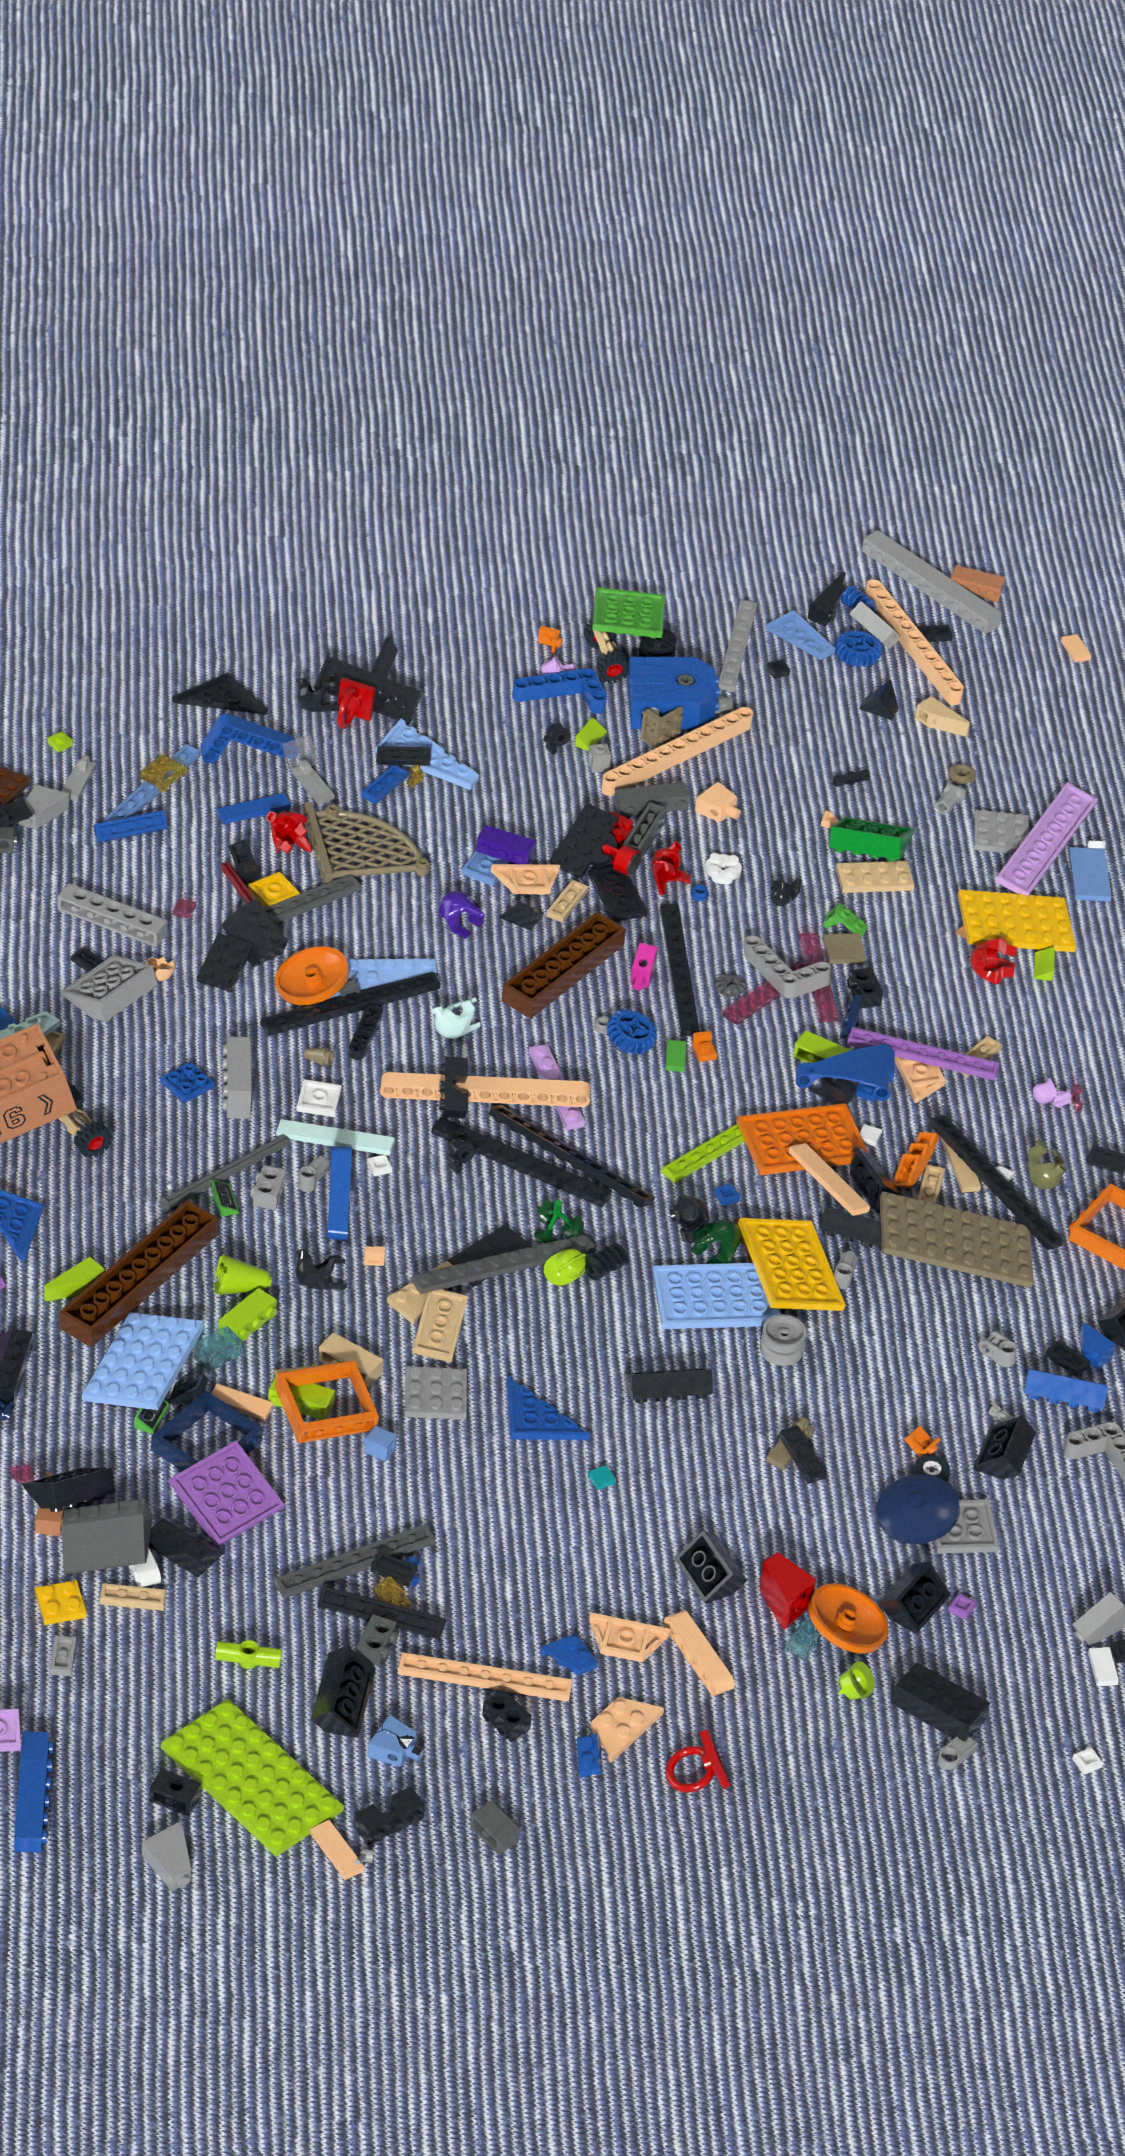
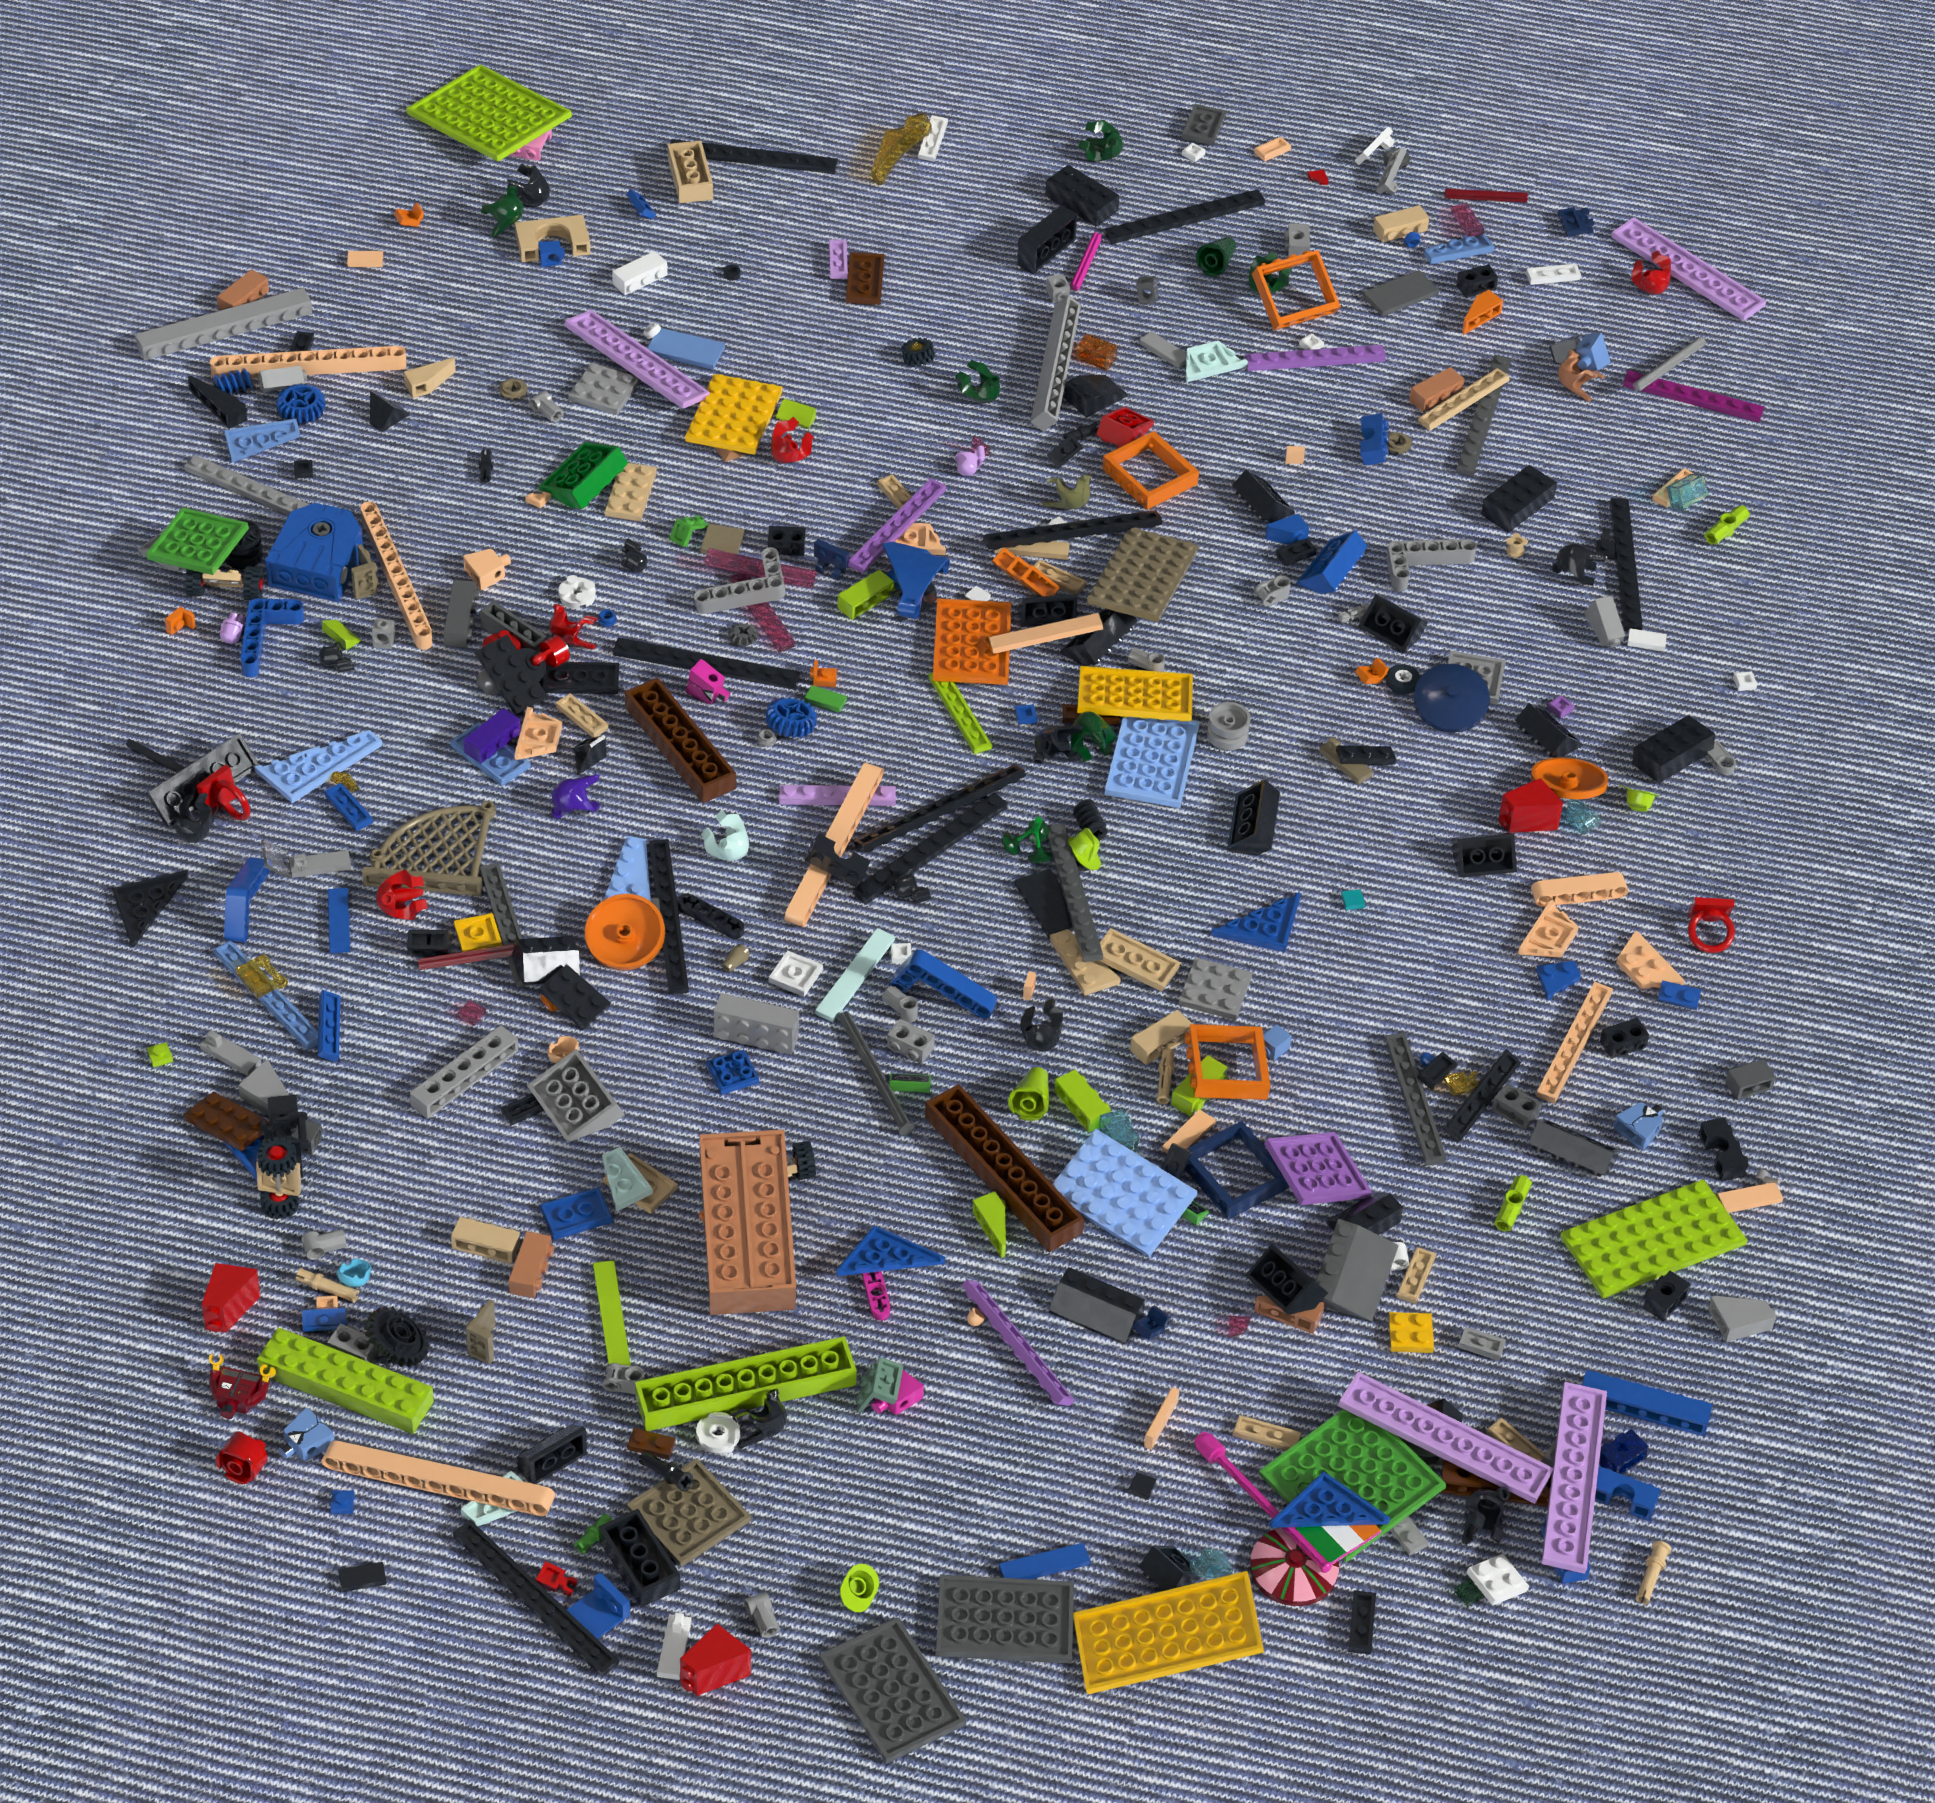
camera: 70 degrees left, 5 degrees up
(403, 755) = (322, 777): black plate -> none

